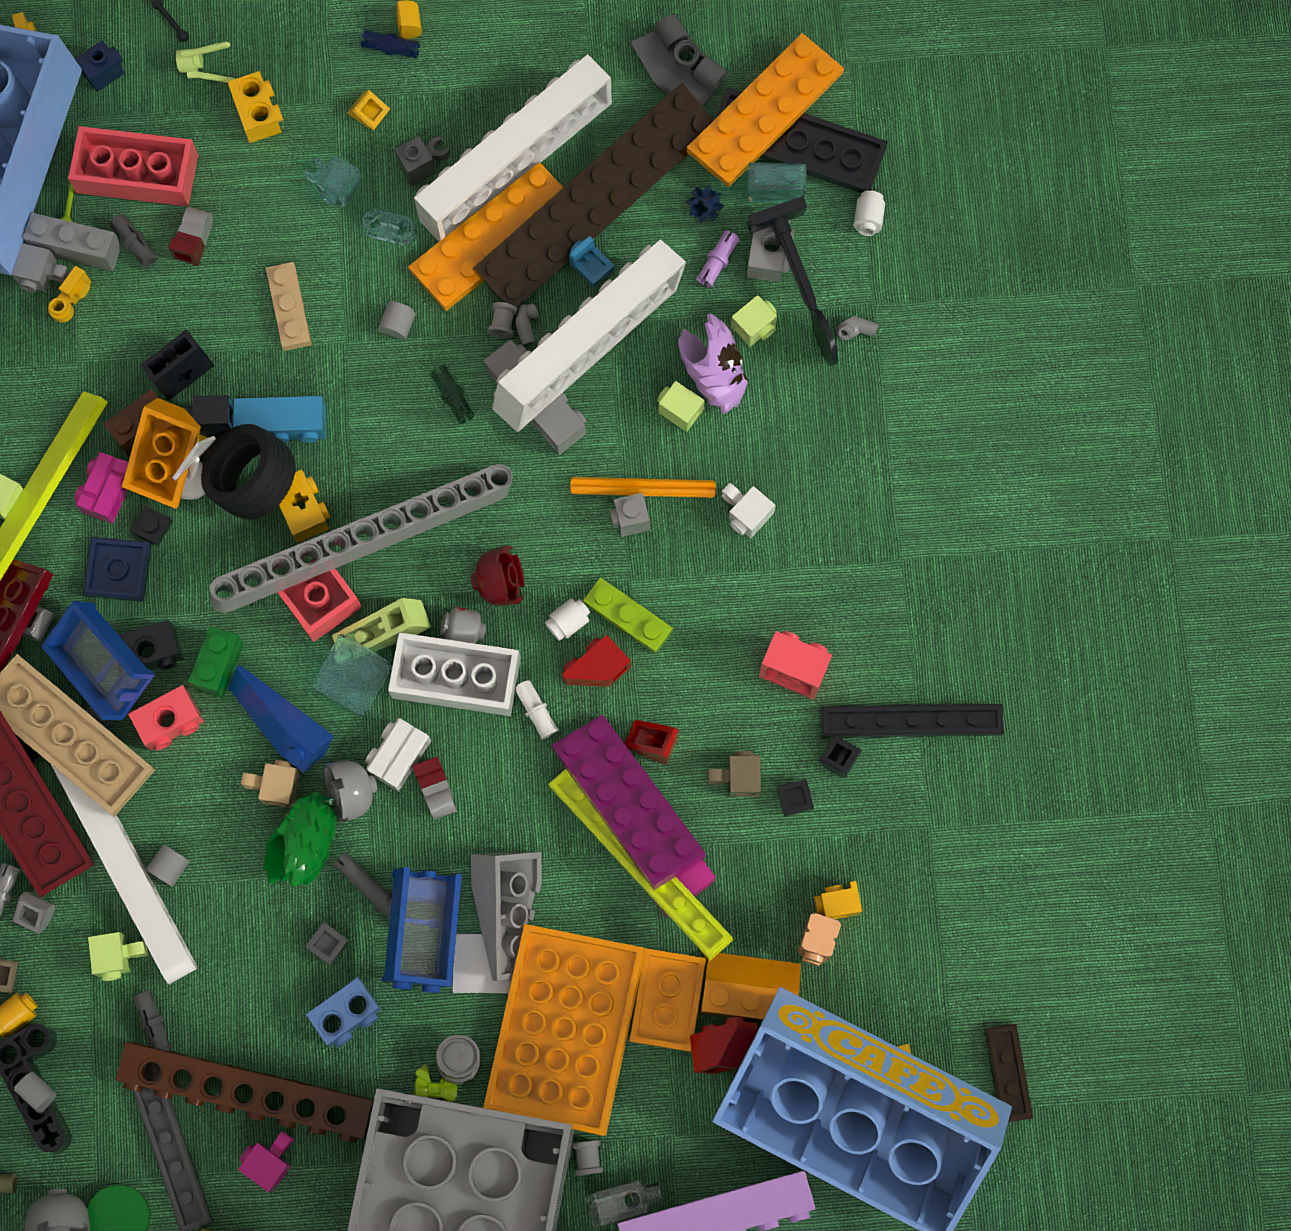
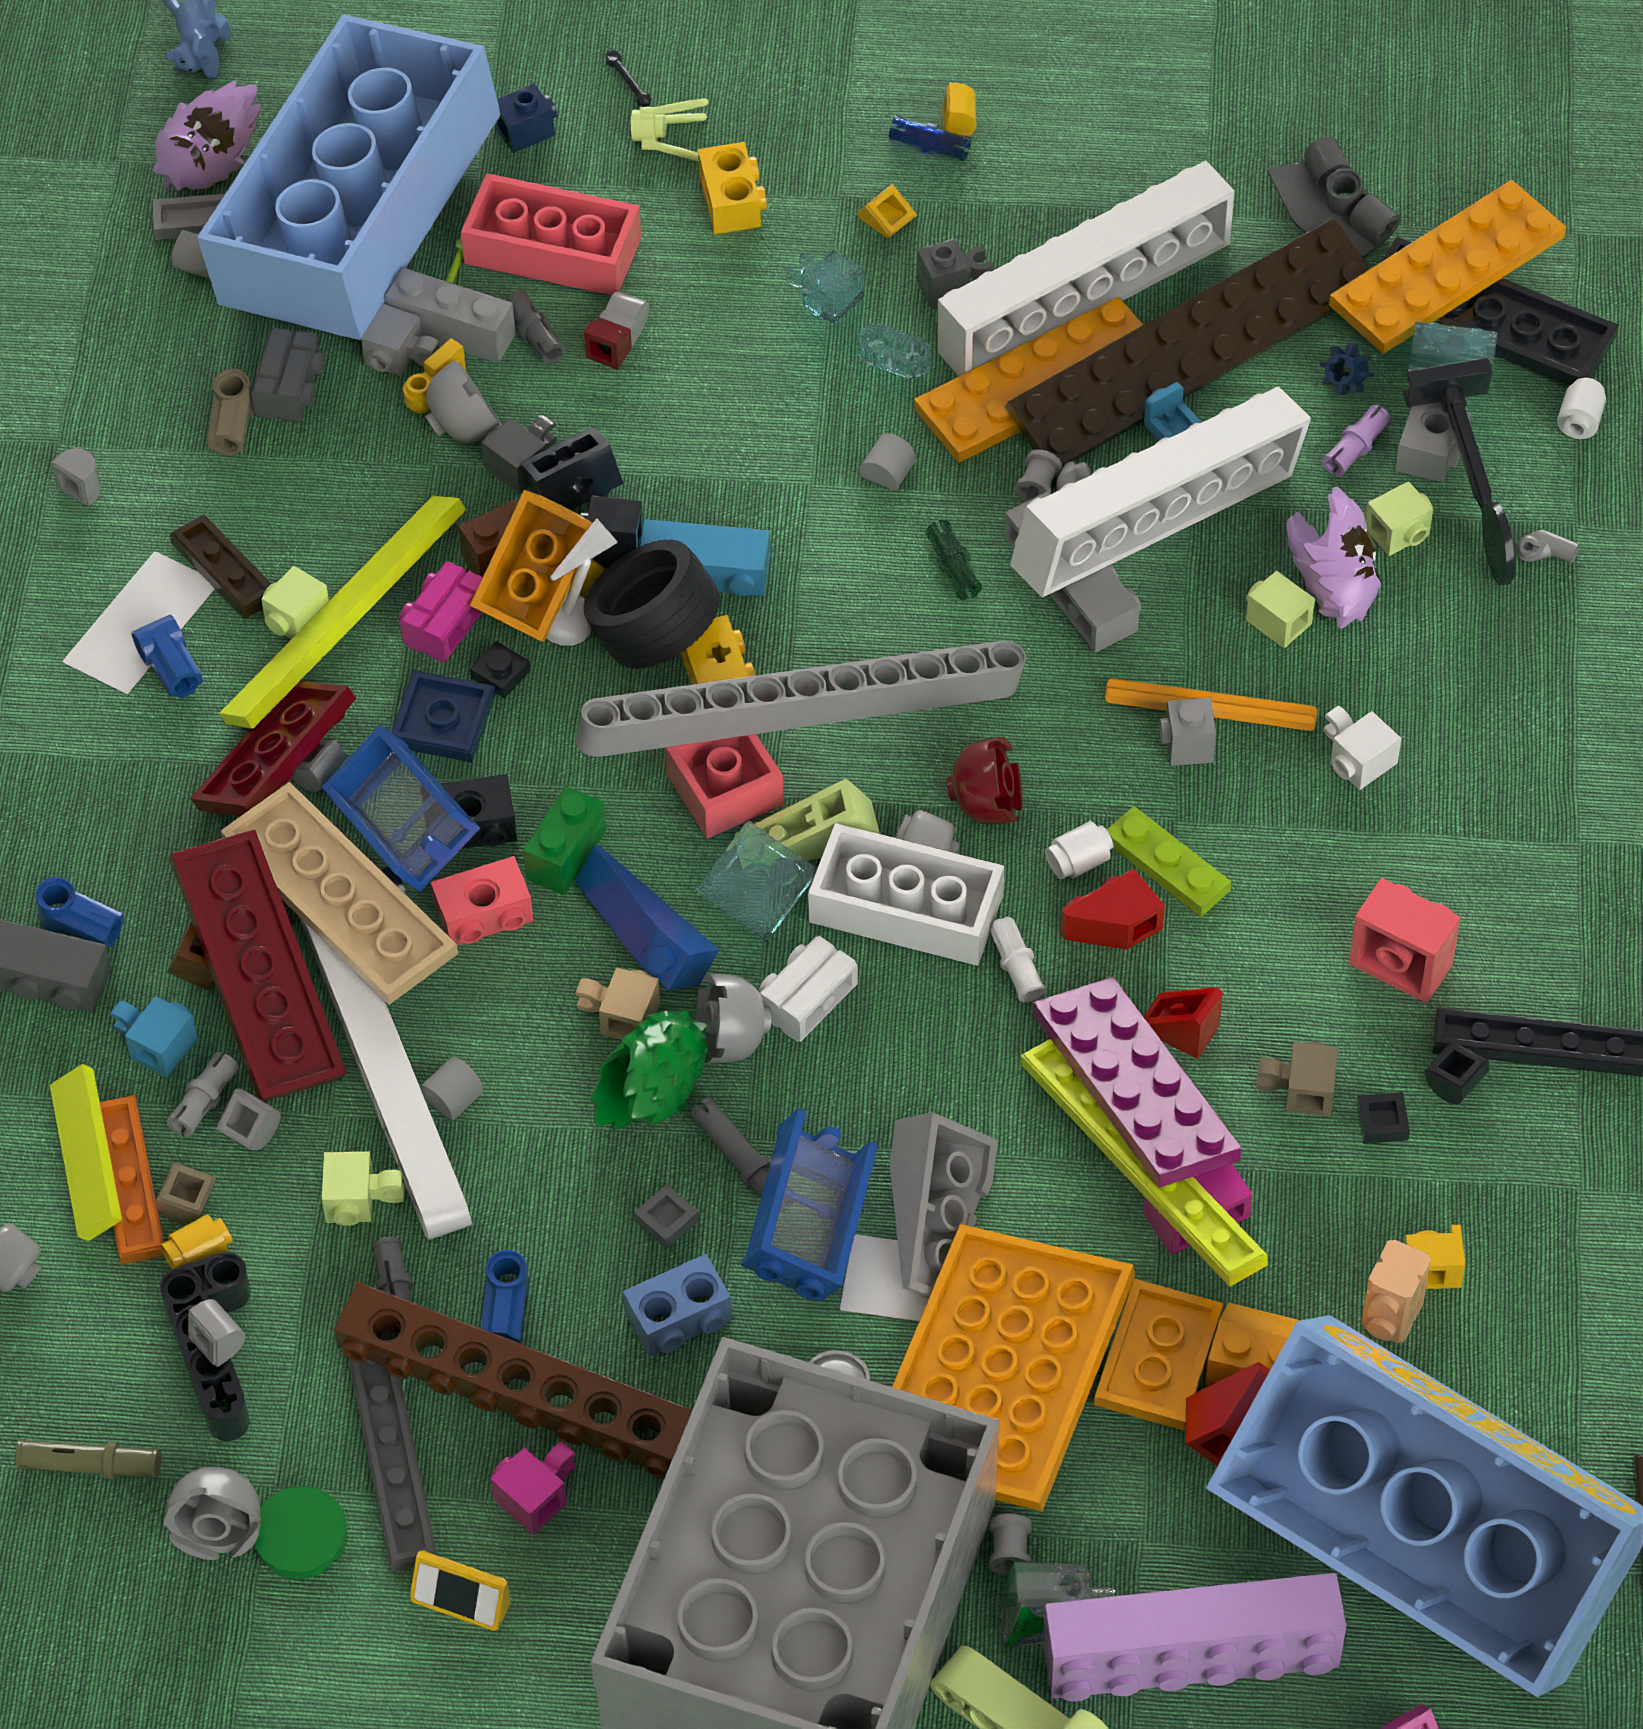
camera: 10 degrees right, 20 degrees down
(90, 319) = (459, 406): none -> light grey cylinder
(134, 349) = (512, 444): none -> dark grey brick
(228, 1031) = (505, 1301): none -> blue piece
(288, 306) = (738, 429): tan plate -> none
(435, 787) = (854, 1035): leg -> none

